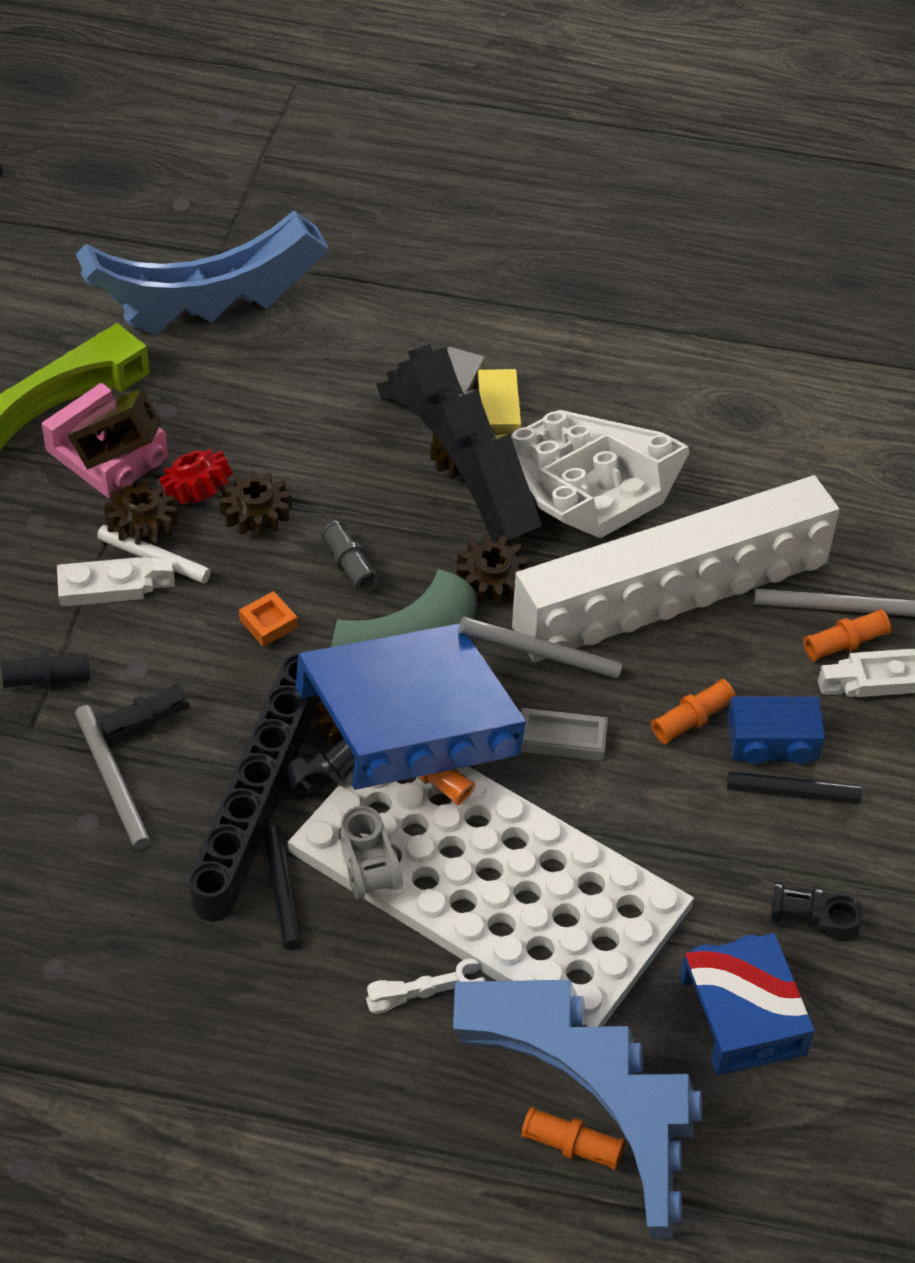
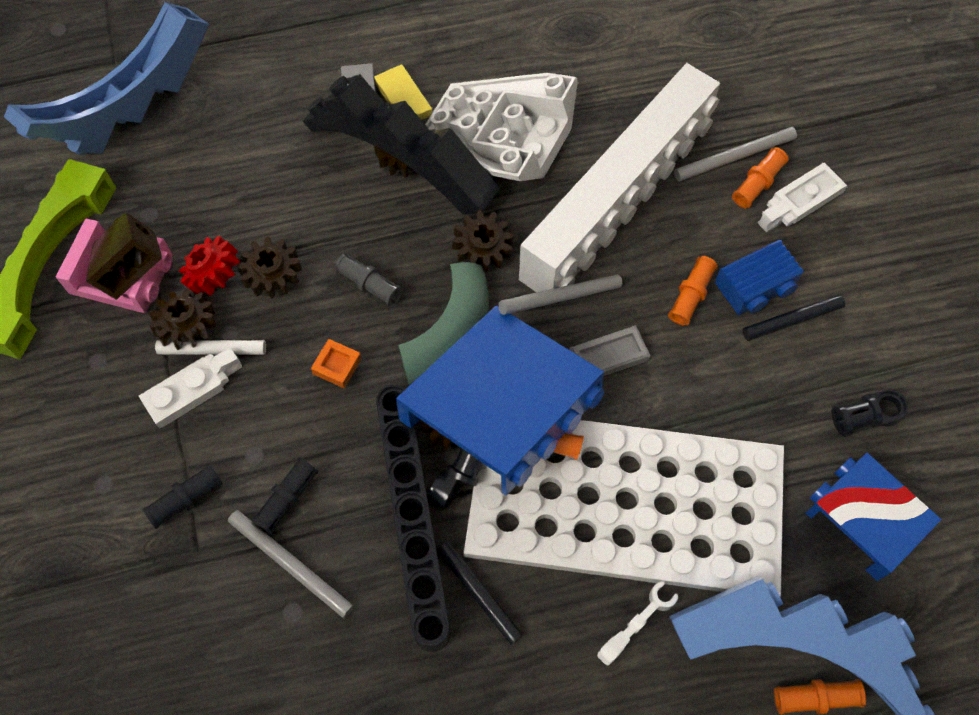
camera: 25 degrees left, 15 degrees up
(368, 859) = (544, 543): light grey piece -> none

